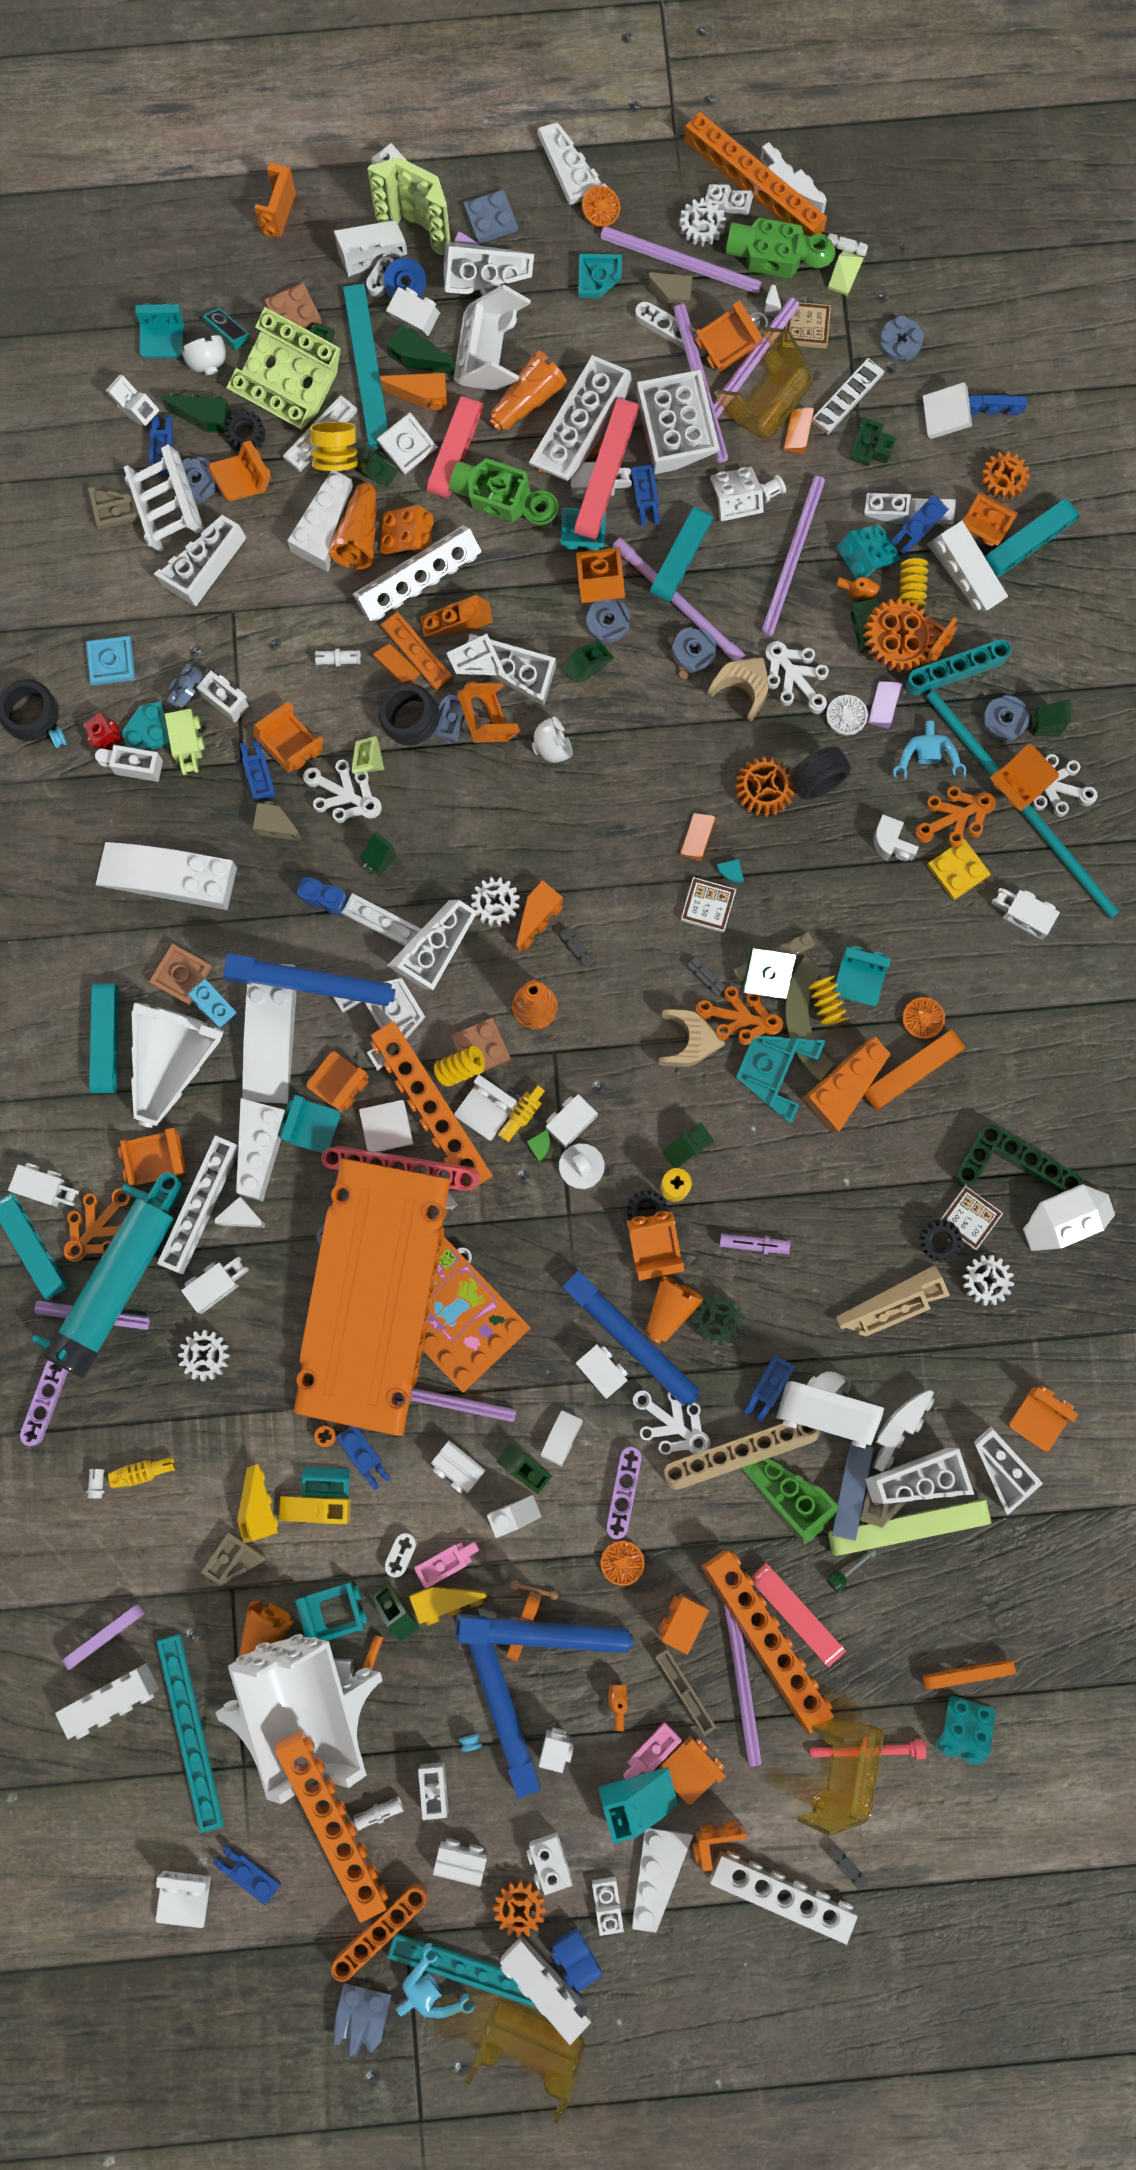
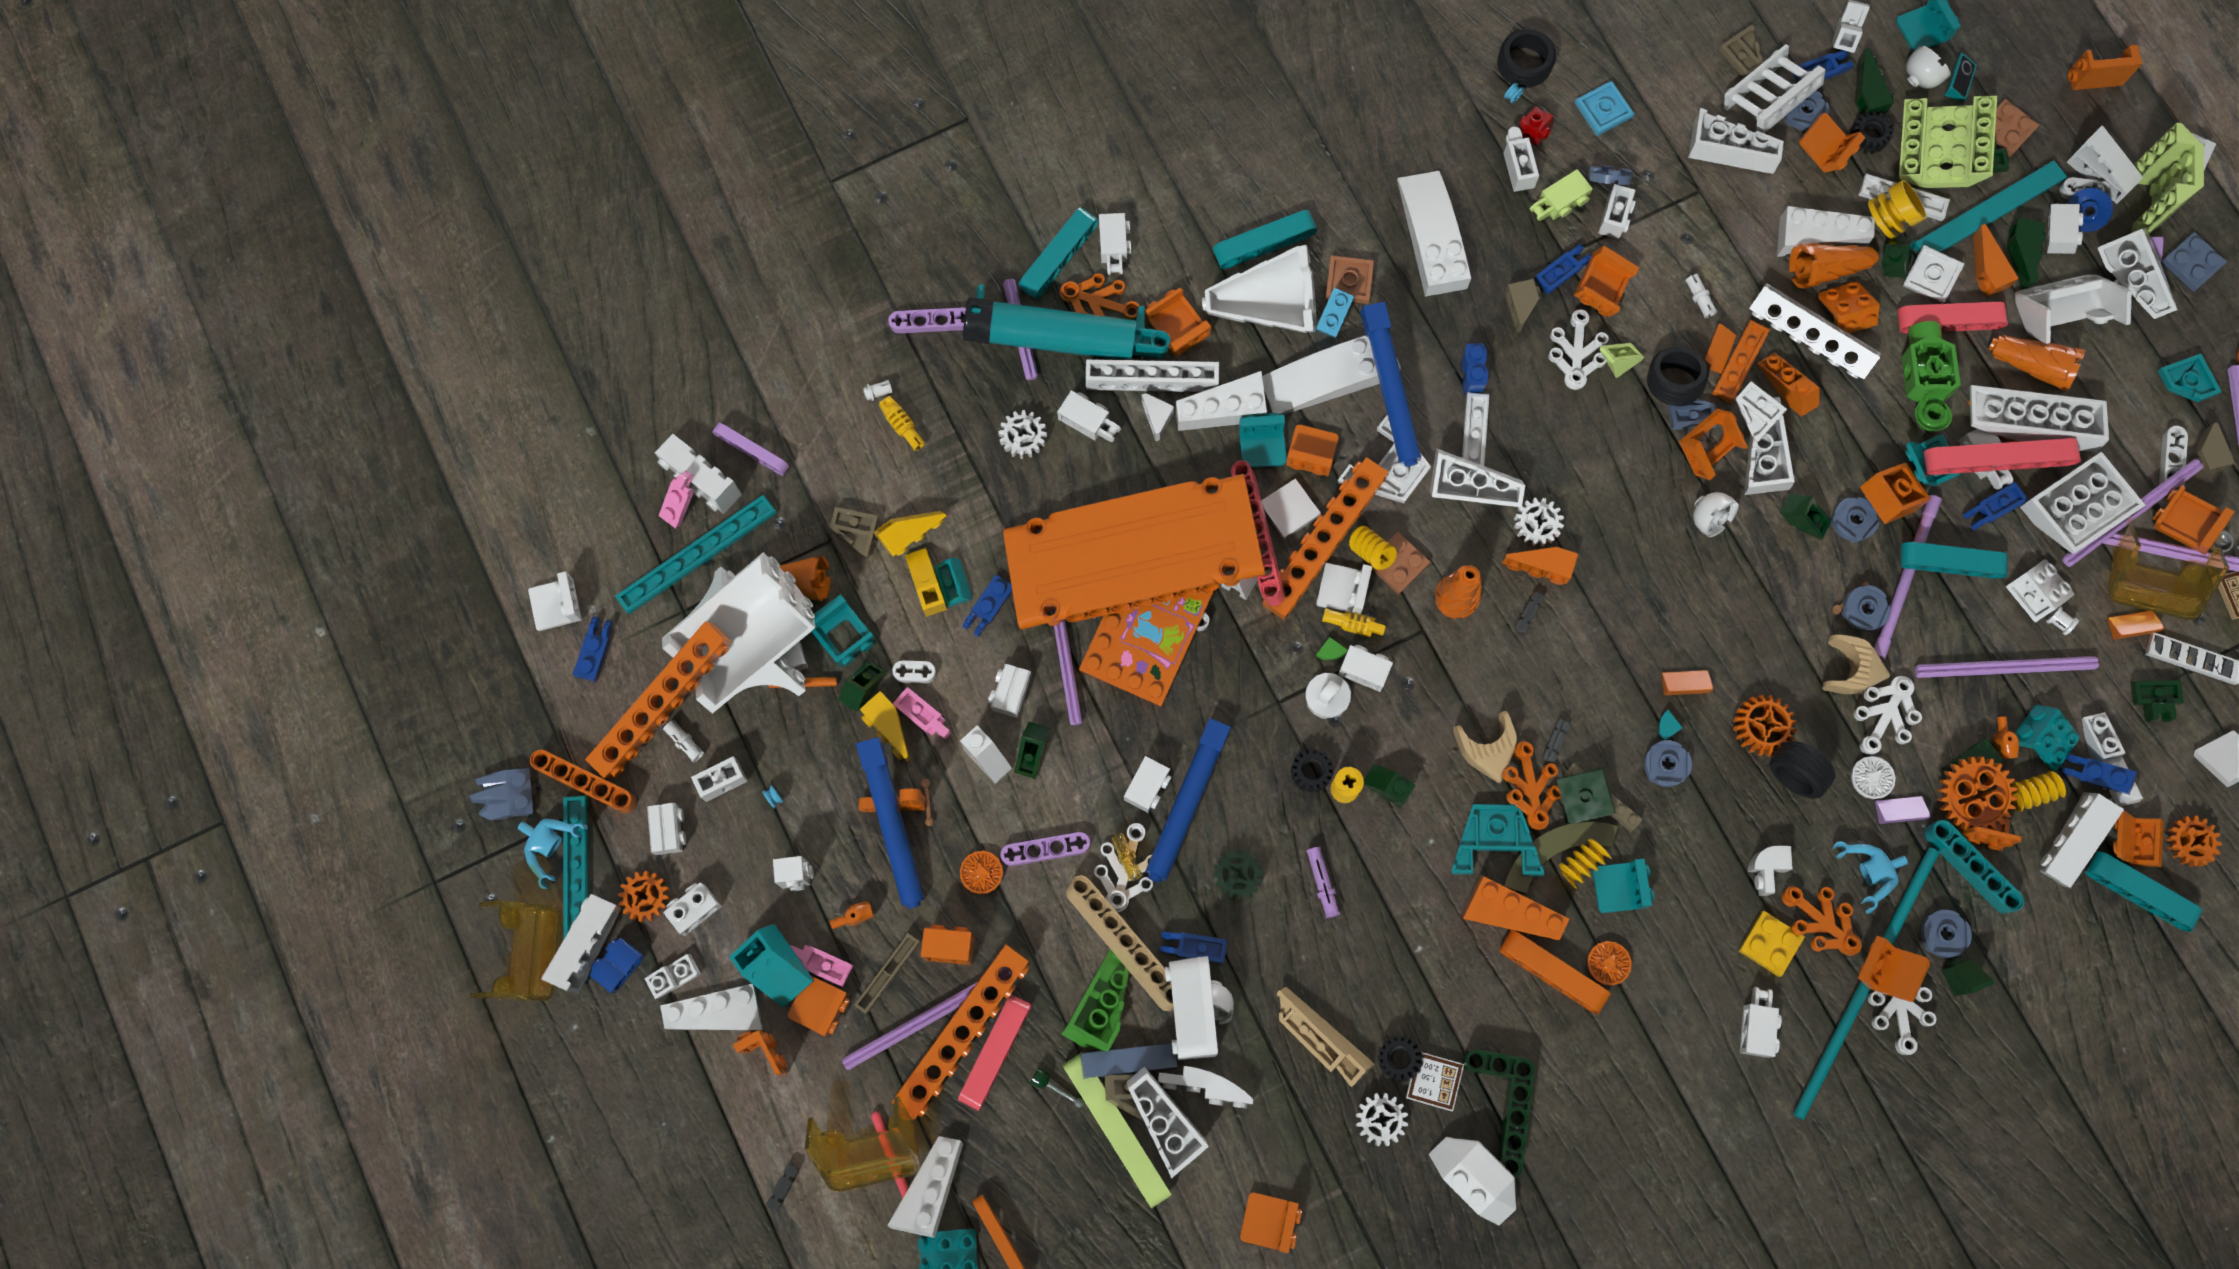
camera: 70 degrees right, 5 degrees down
(128, 1733) = (677, 500): none -> bright pink hinge
(147, 728) = (1557, 162): teal plate -> none
(321, 1430) = (998, 561): orange bush -> none
(377, 855) = (1534, 401): dark green slope -> none
(505, 1720) = (763, 851): blue brick -> none
(561, 1438) = (1072, 772): white slope -> none
(655, 1245) = (1283, 788): orange panel -> none
(663, 1418) = (1126, 857): none -> clear yellow pin
(671, 1308) = (1230, 826): orange cone -> none
(708, 905) = (1625, 717): tile -> none
(760, 875) = (1677, 755): none -> sand blue plate
(837, 1928) = (732, 1072): white brick -> none
(907, 1730) = (926, 1197): none -> white wing
(1007, 1471) = (1207, 1203): white wedge -> none

